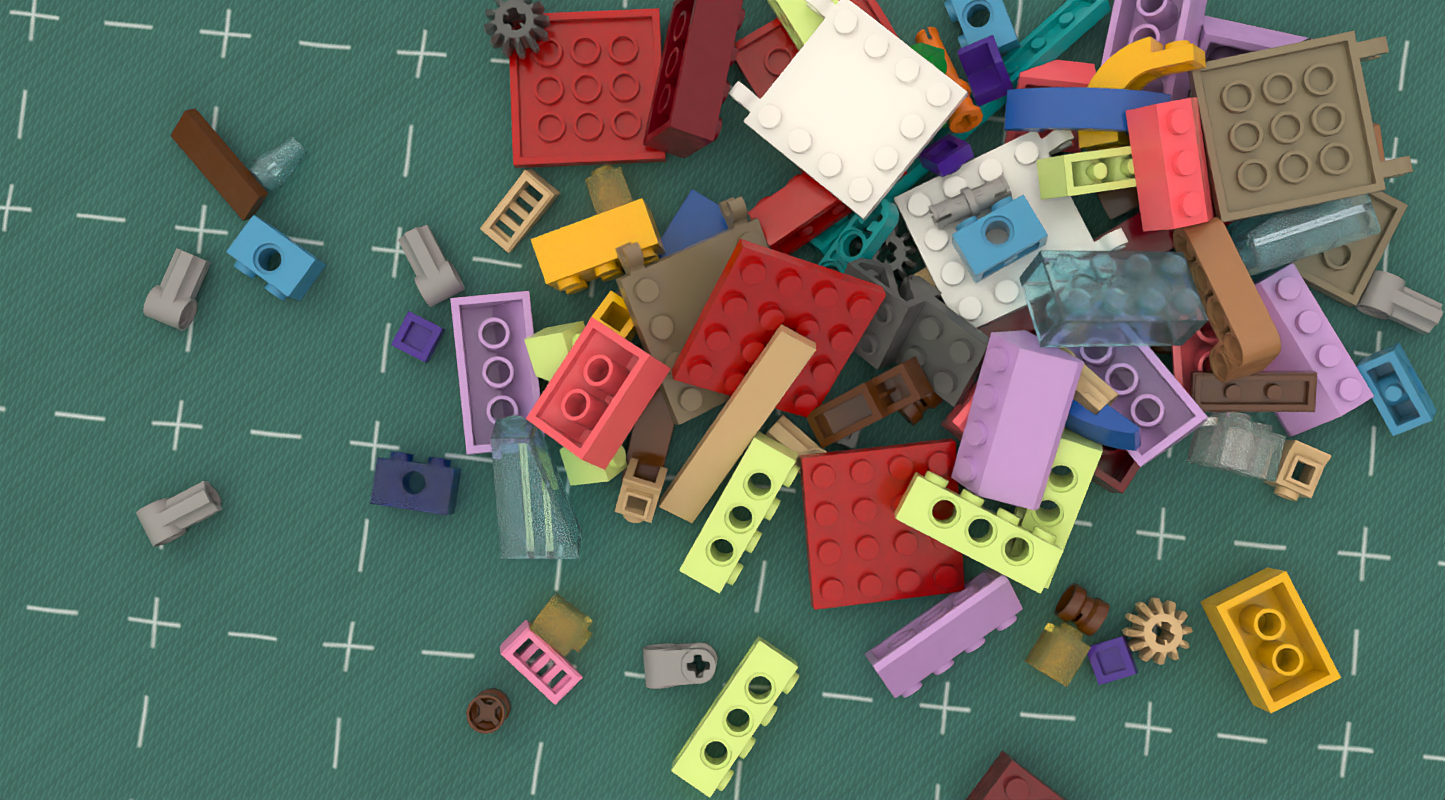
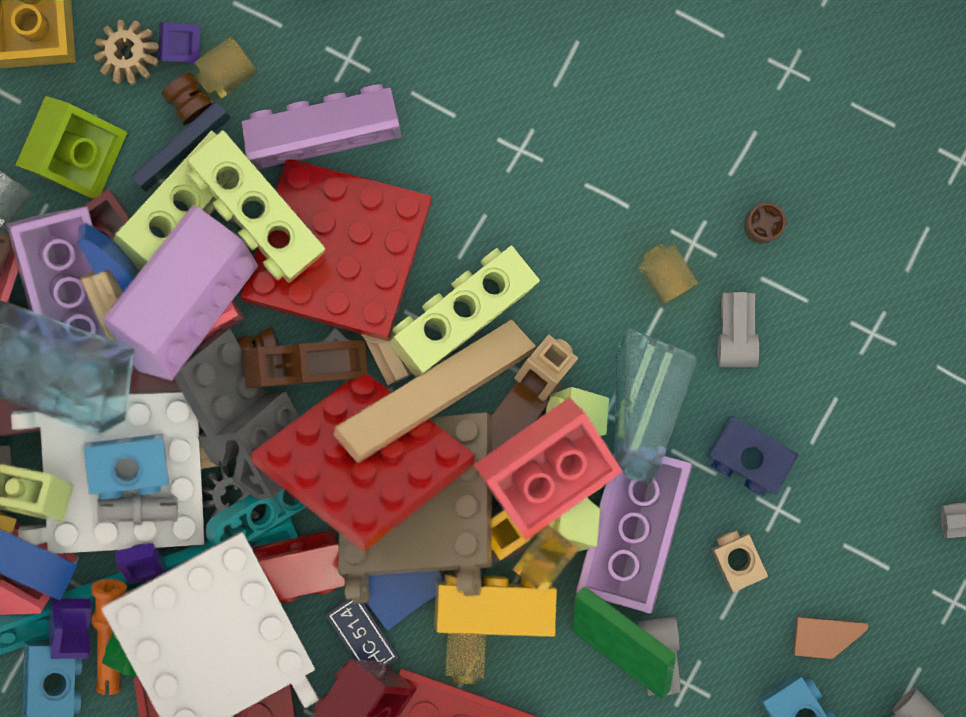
camera: 155 degrees left, 0 degrees up
(284, 344) = (824, 636): none -> nougat tile
(375, 375) = (753, 569): none -> tan brick
(418, 337) = (697, 593): dark purple plate -> none
(465, 261) = (623, 642): none -> green tile
(471, 588) = (737, 341): none -> light grey piece
(516, 639) = (716, 276): bright pink slope -> none
(519, 189) = (527, 691): tan slope -> none
(566, 306) = (545, 559): none -> clear yellow brick
(670, 665) = (583, 197): light grey piece -> none
(711, 773) = (596, 105): yellowish green brick -> none
(713, 175) = (361, 633): none -> dark blue tile
(1074, 553) = (180, 146): none -> dark blue tile
(1170, 519) = (71, 147): none -> lime slope

